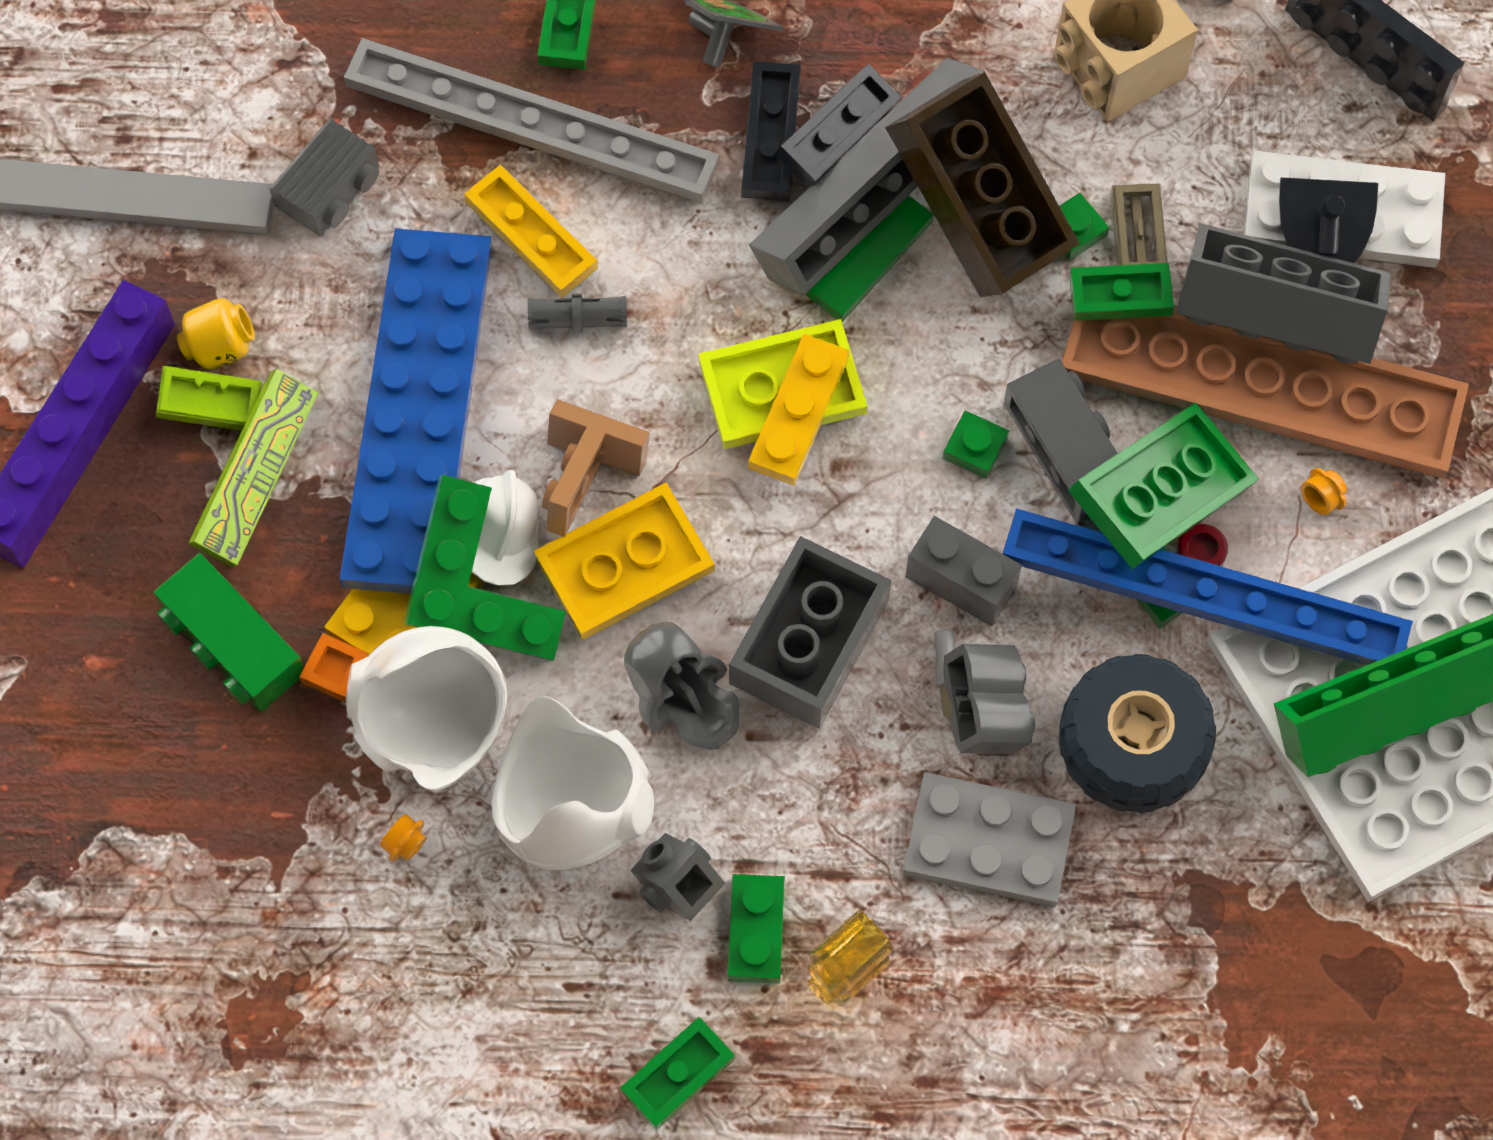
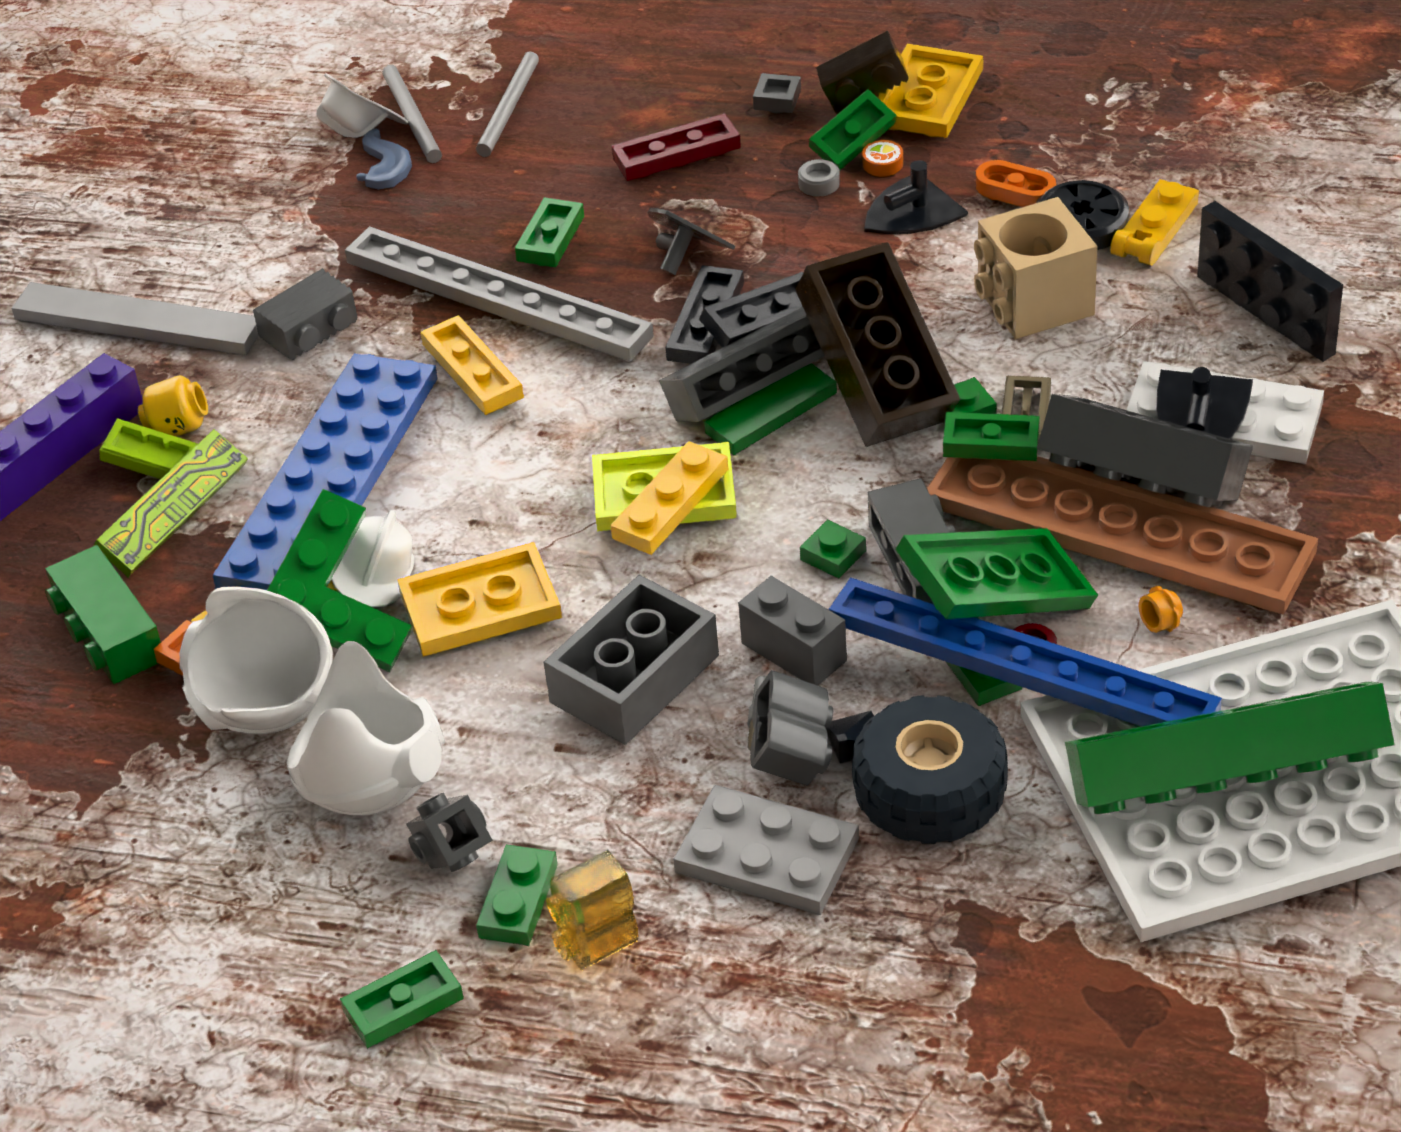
camera: 15 degrees right, 25 degrees down
(404, 838) = (205, 783): light orange plate -> none
(577, 312) = (494, 423): dark grey pin -> none
(588, 443) = (465, 513): medium nougat bracket -> none
(680, 686) = (497, 682): dark grey head -> none
(1047, 686) = (843, 734): none -> black slope

